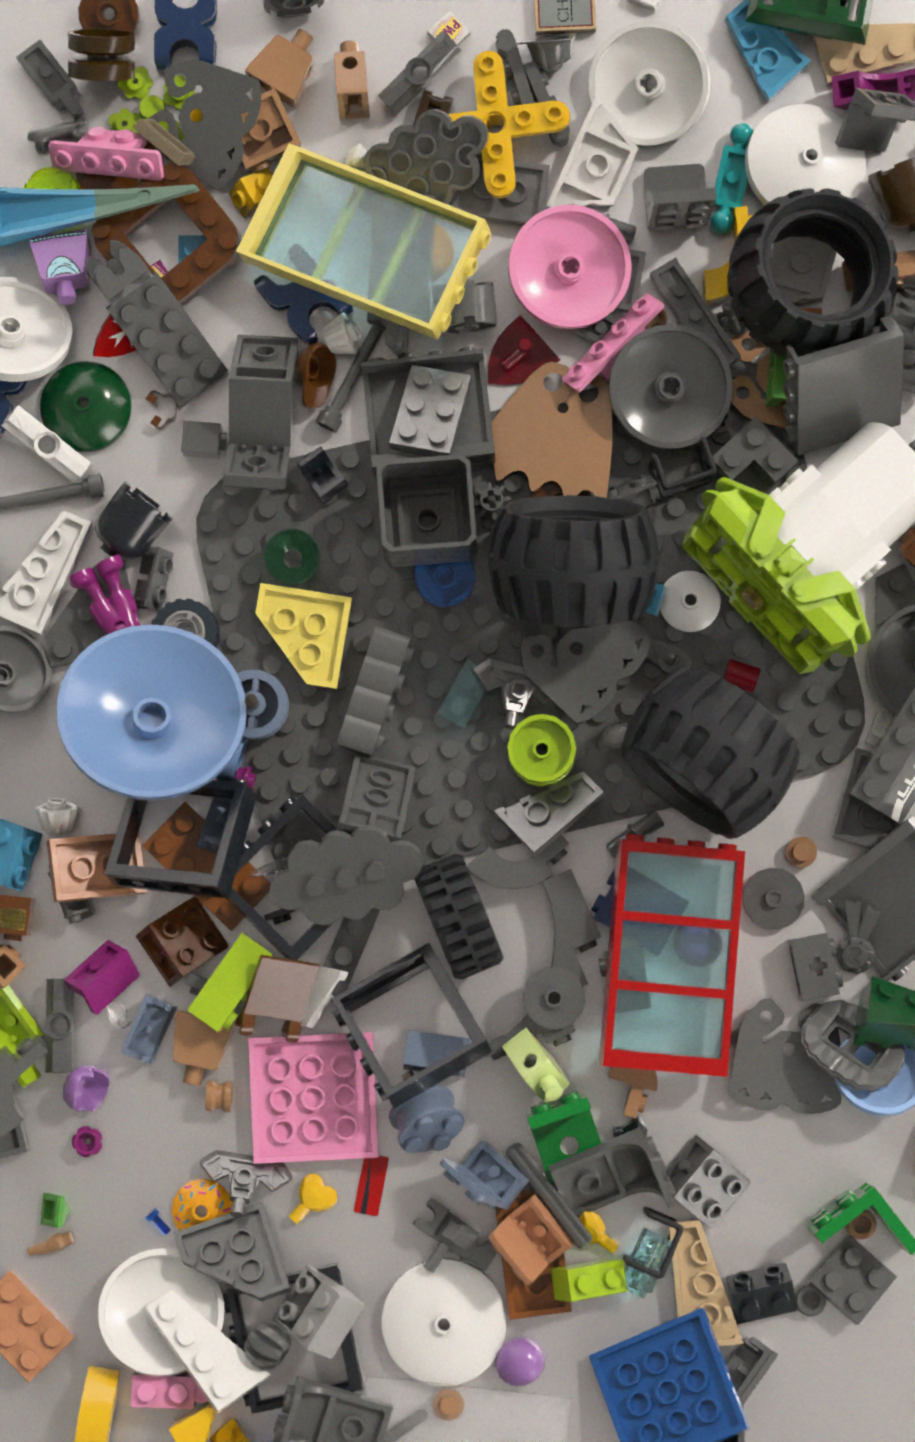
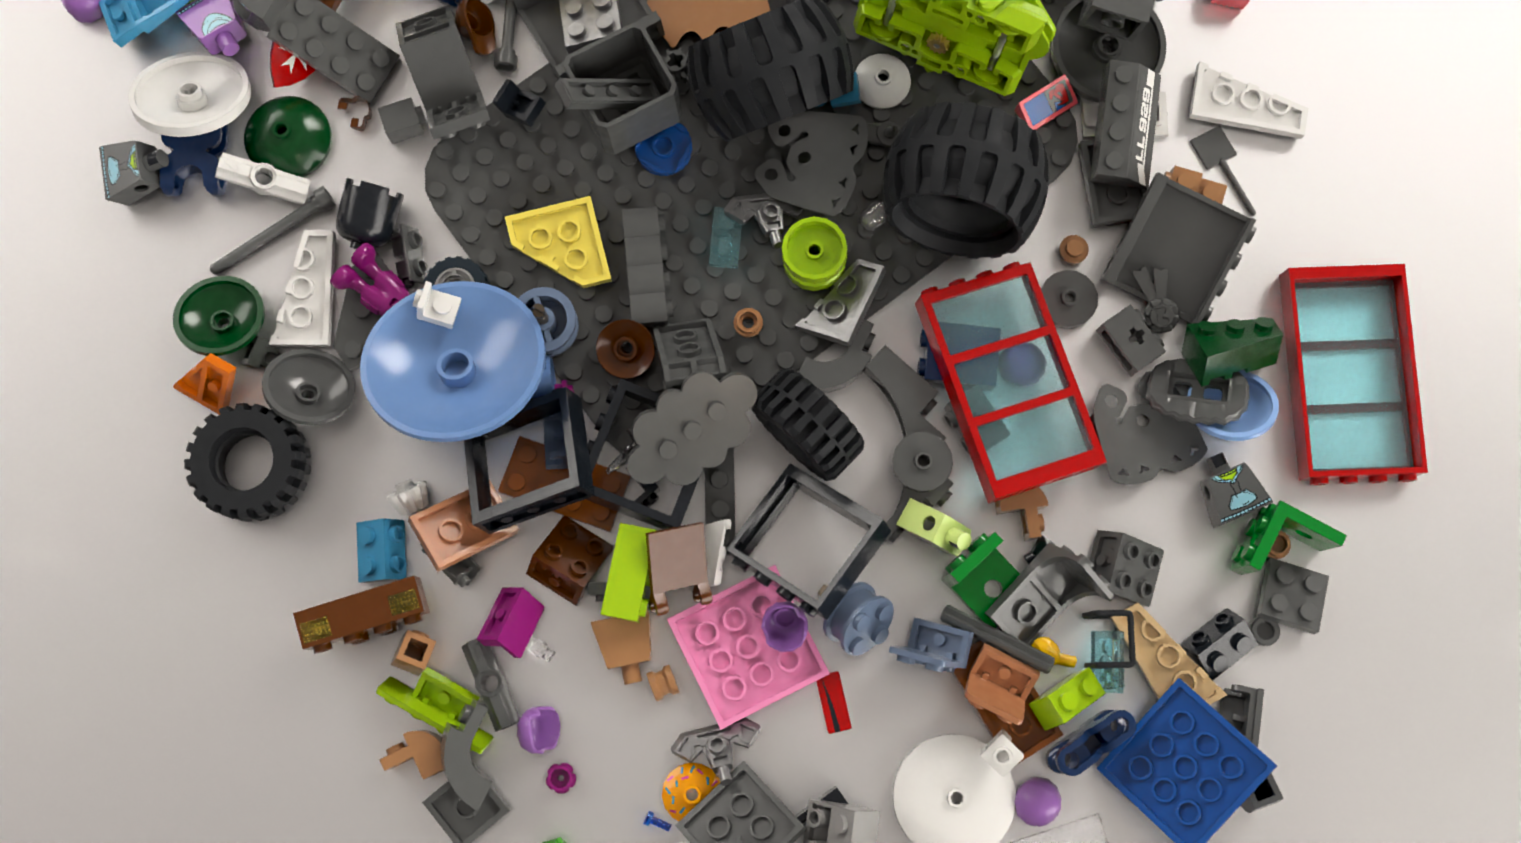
camera: 30 degrees left, 5 degrees down
(148, 1029) = (573, 650): sand blue hinge -> none
(158, 651) = (436, 306): none -> white bracket
(284, 542) = (514, 172): clear green piece -> none
(311, 773) = (617, 360): none -> reddish brown dish
(313, 1197) = (787, 736): yellow rock -> none
(354, 1096) = (785, 626): none -> medium lavender hair
(409, 514) = (606, 93): none -> dark grey tile
(428, 1048) = (829, 557): sand blue hinge -> none
(445, 778) = (748, 313): none -> medium nougat plate
(453, 1237) = (930, 715): dark grey piece -> none
(502, 1302) = (1001, 753): none -> white bracket
(591, 1329) = (1090, 742): none -> dark blue piece
(646, 826) = (934, 278): dark grey axle -> none
(841, 696) = (1047, 103): none -> slope
(841, 1155) = (1231, 491): none -> dark grey torso

